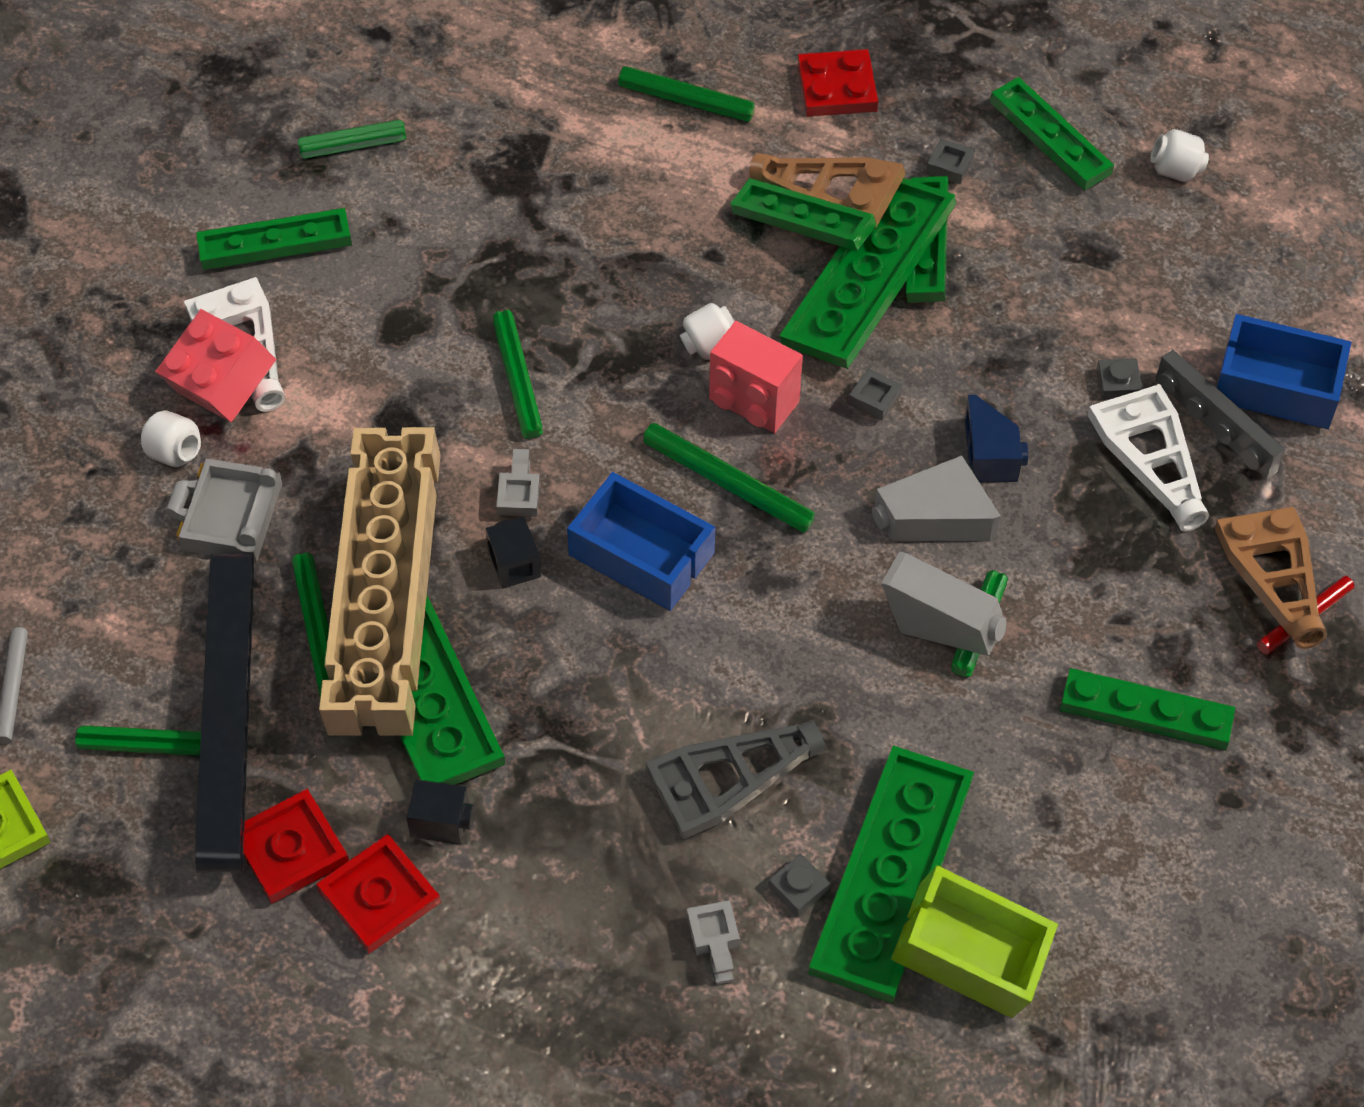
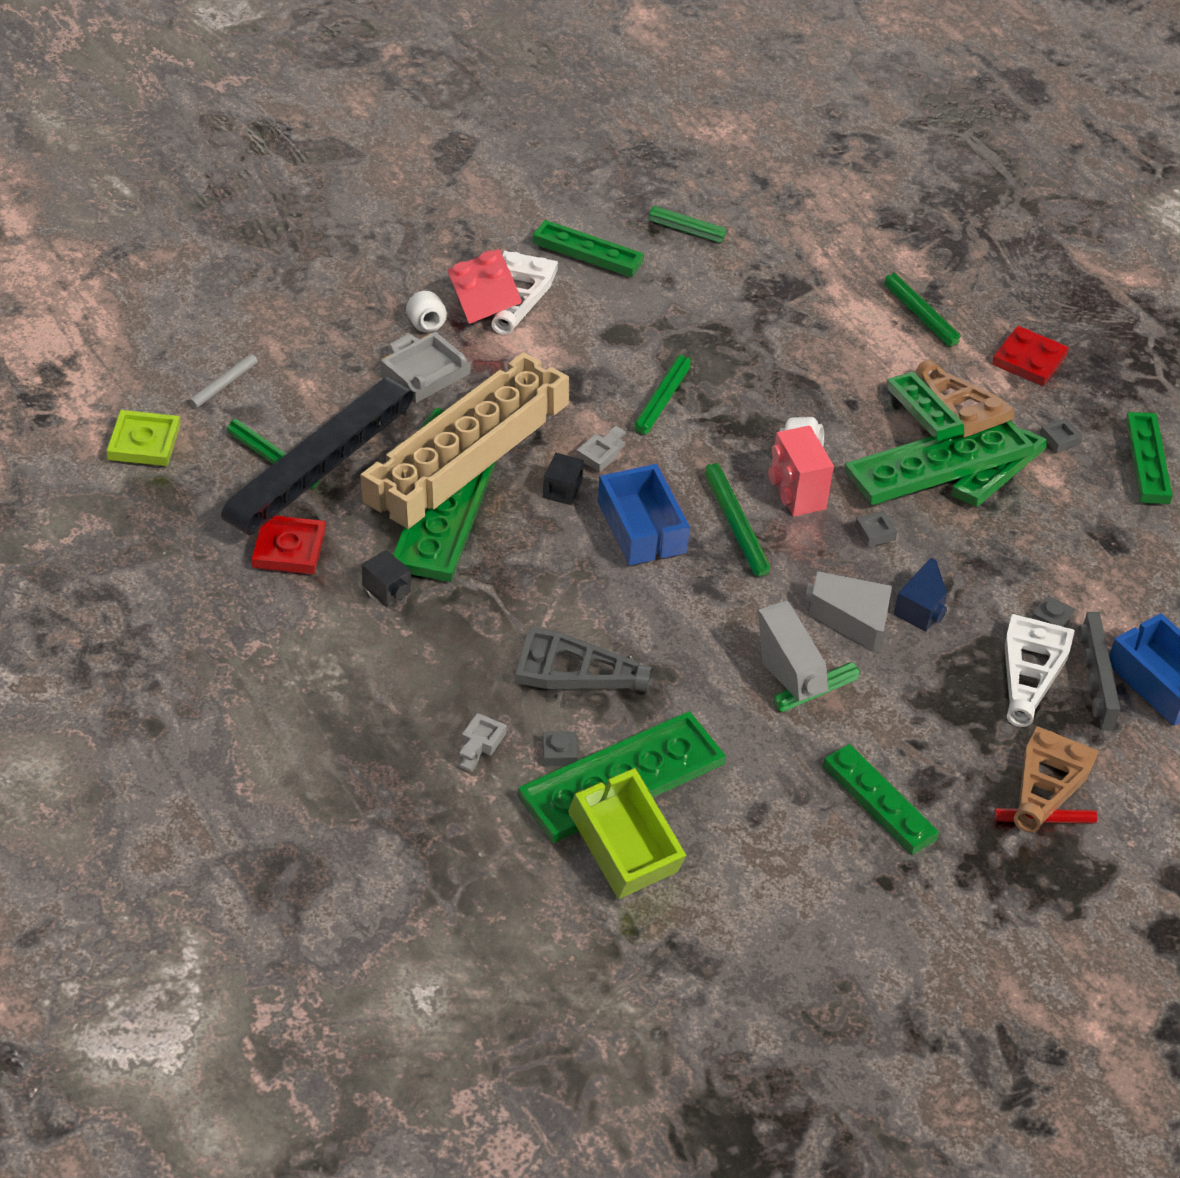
camera: 35 degrees right, 10 degrees down
(378, 893) = (313, 597): red plate -> none

